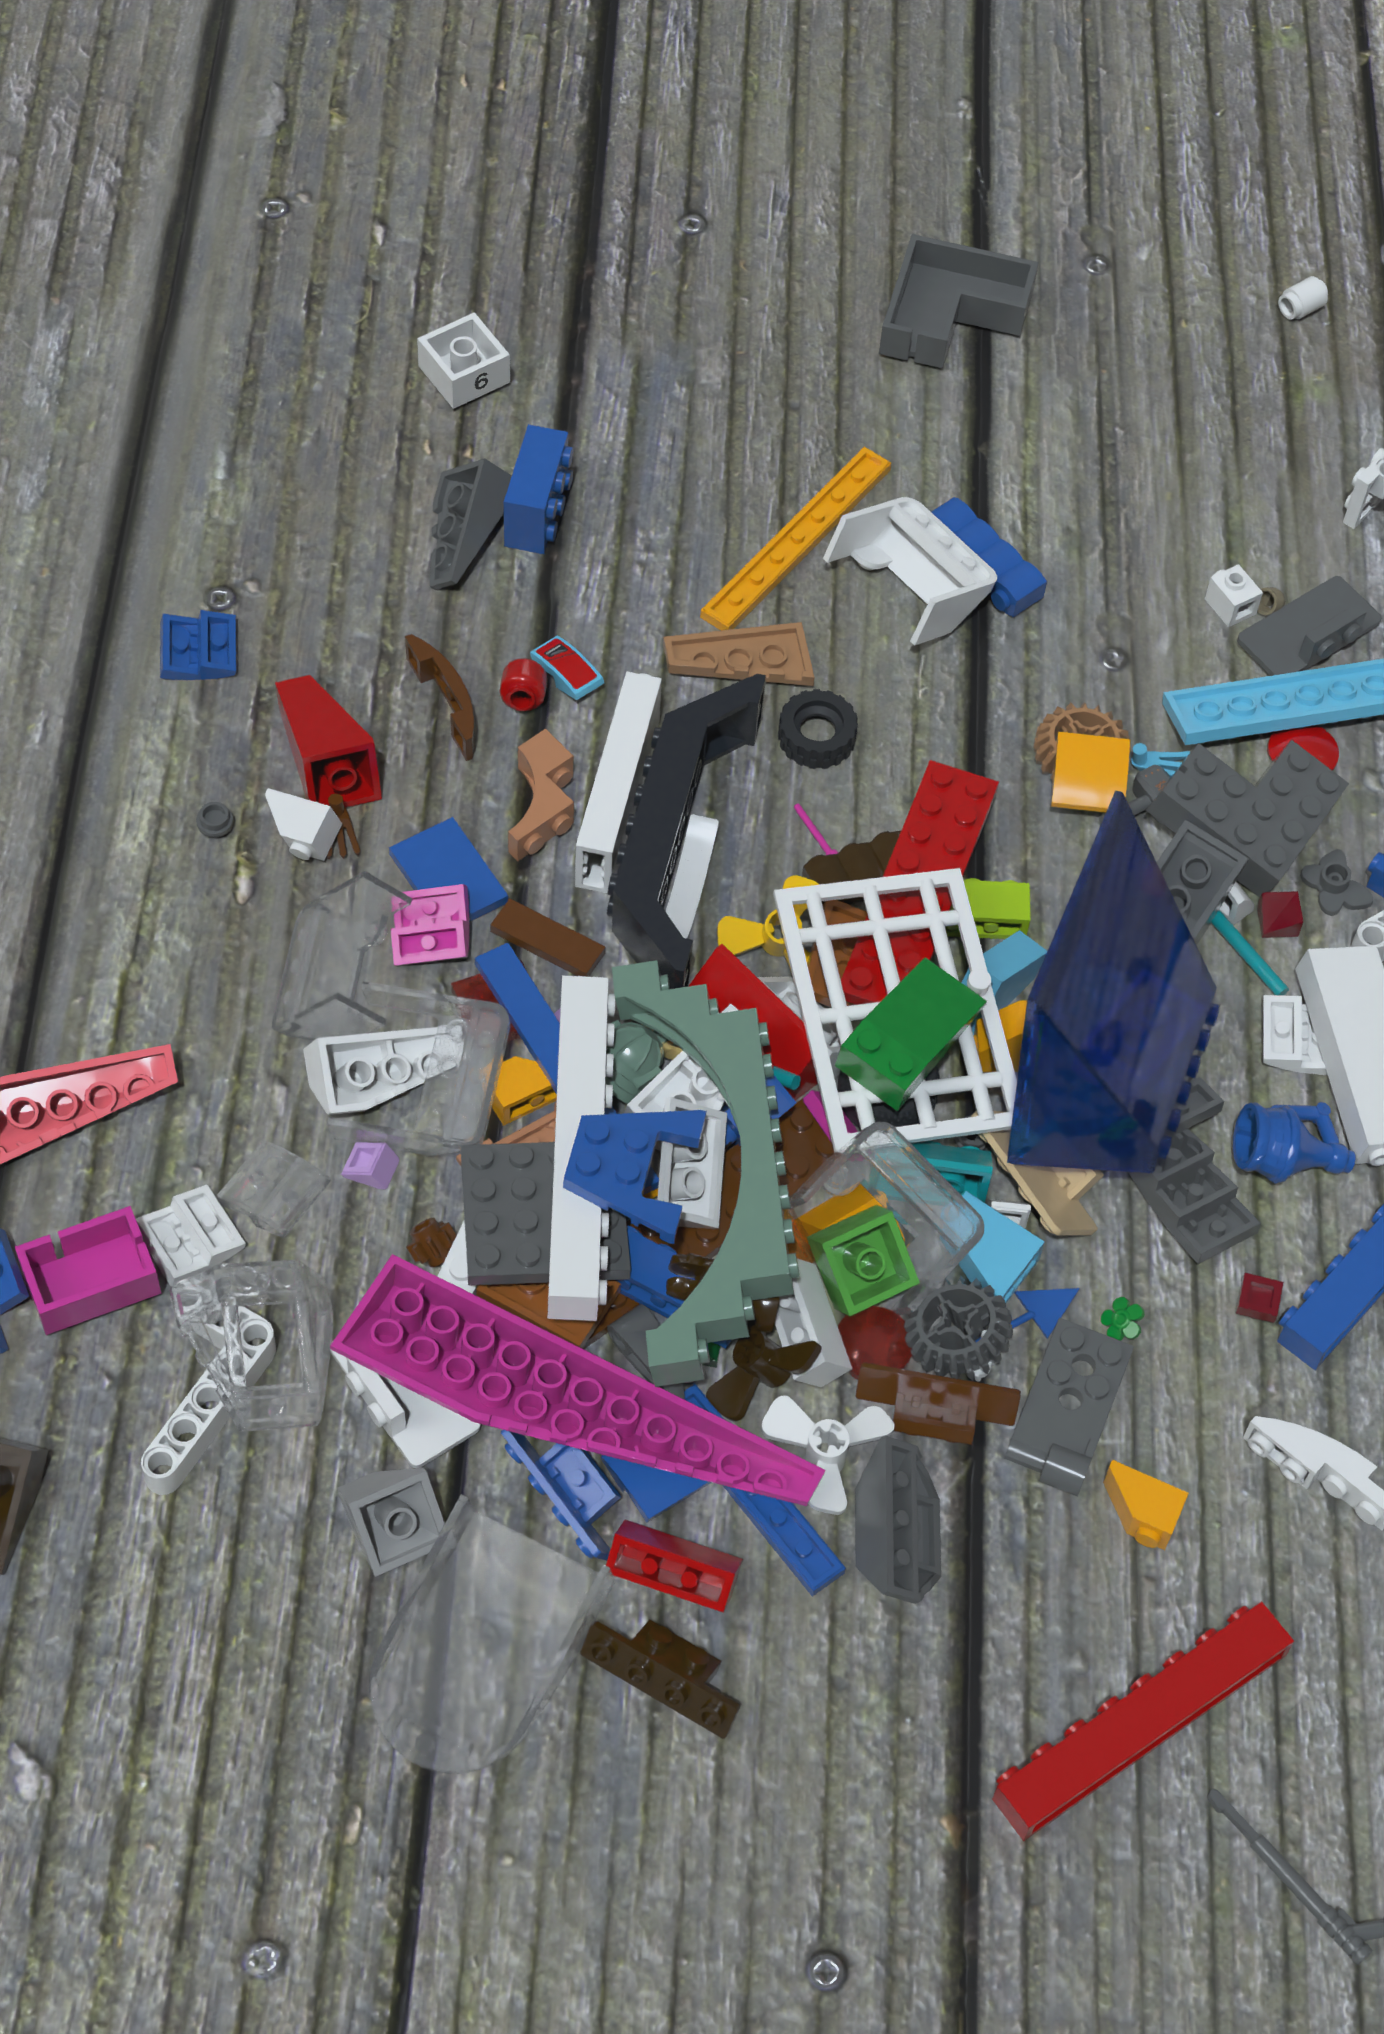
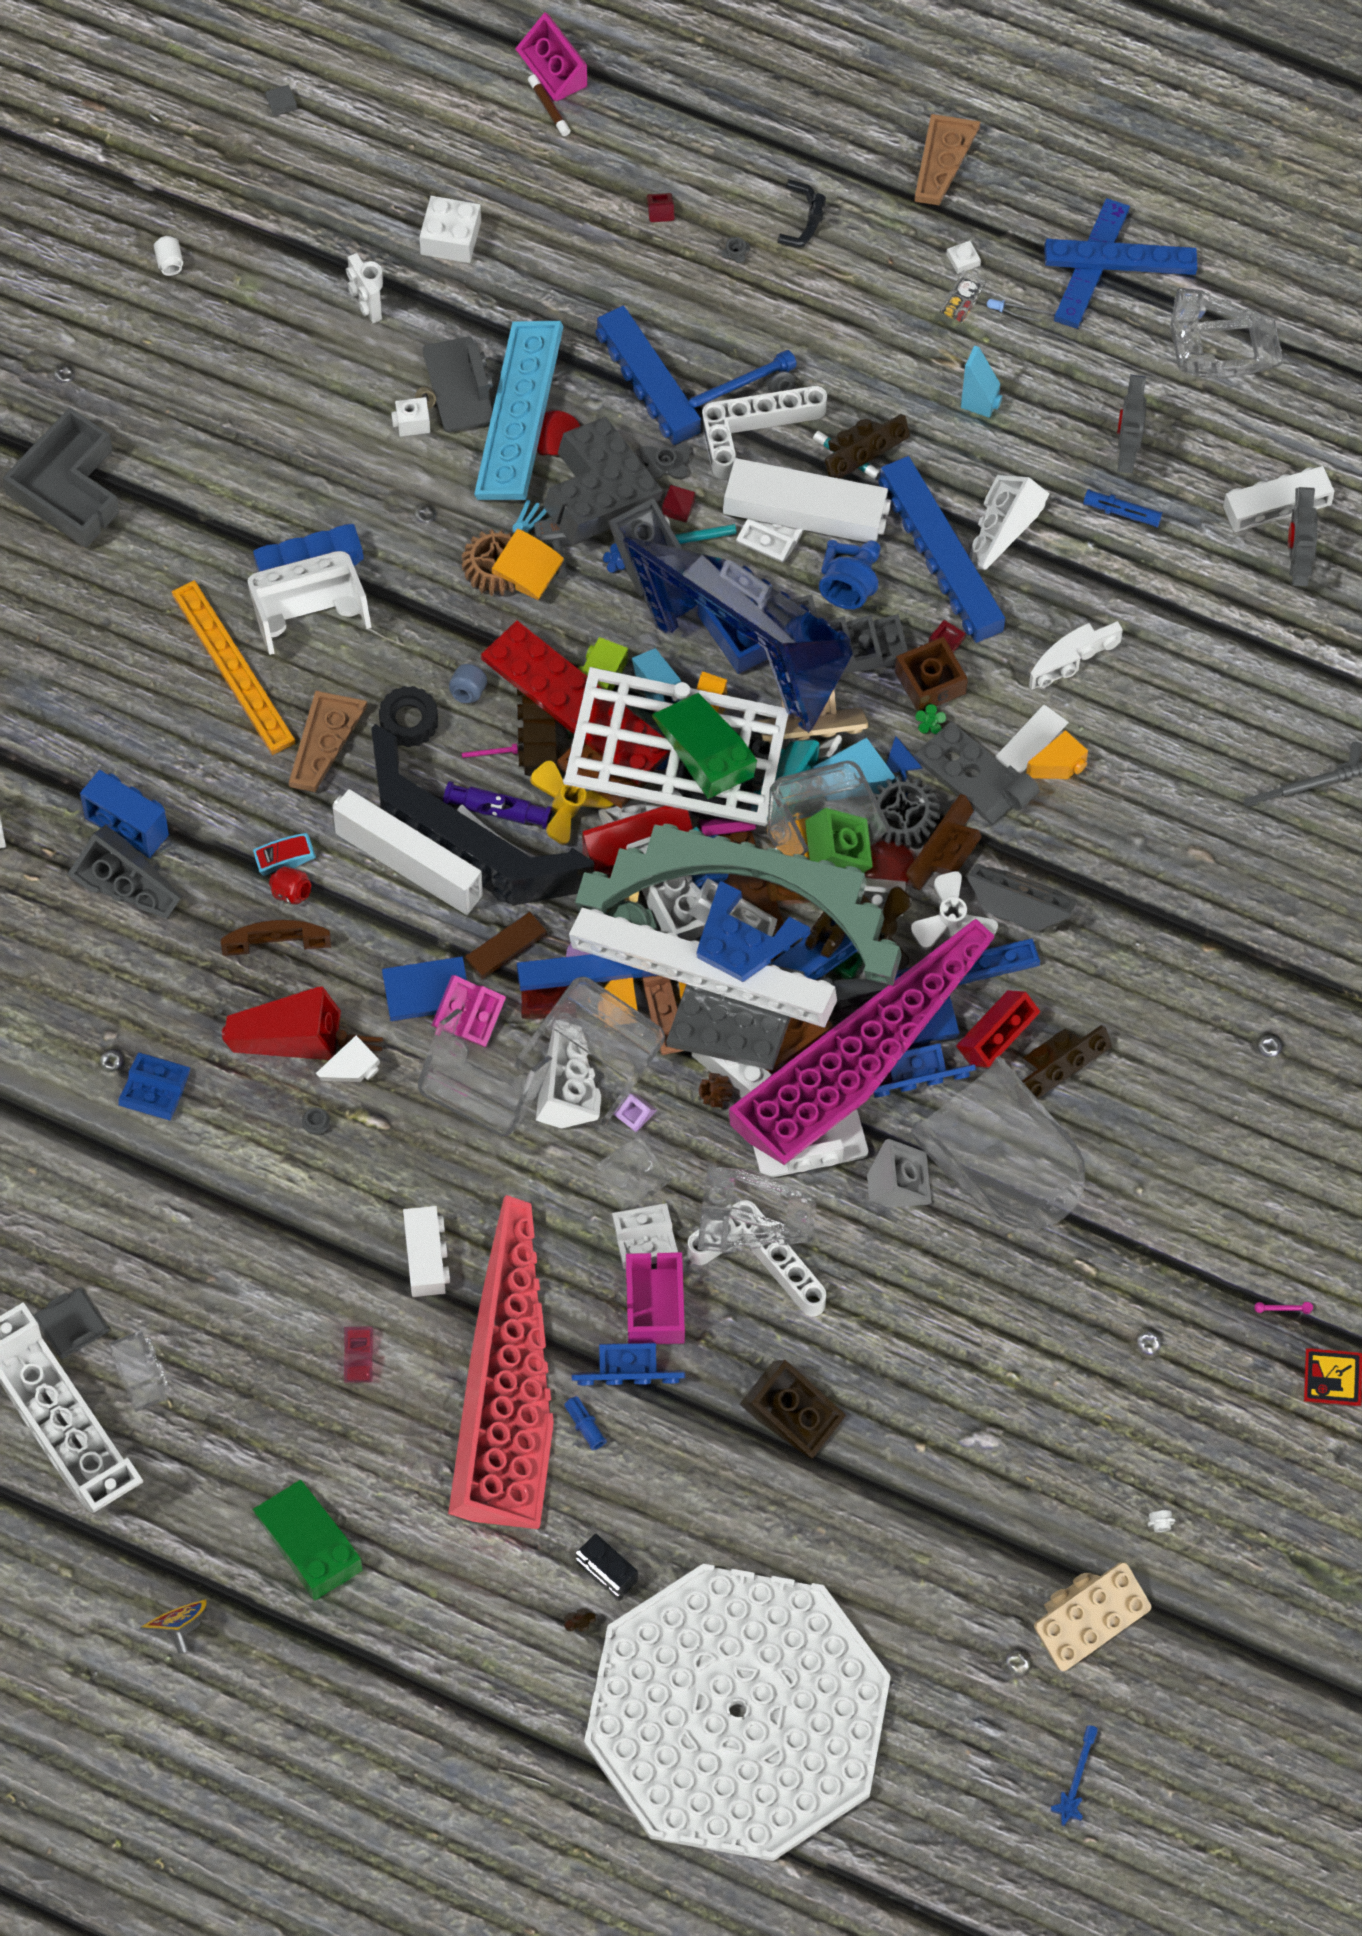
camera: 65 degrees left, 5 degrees up
(71, 990) = (425, 1251): none -> white brick
(551, 813) = (368, 896): nougat arch -> none
(736, 844) = (493, 804): none -> dark purple piece
(894, 772) = (467, 683): none -> sand blue head
(1141, 1720) = (1190, 817): red brick -> none
(1178, 1466) = (1031, 739): none -> white sticker
(1186, 1291) = (931, 674): none -> reddish brown brick

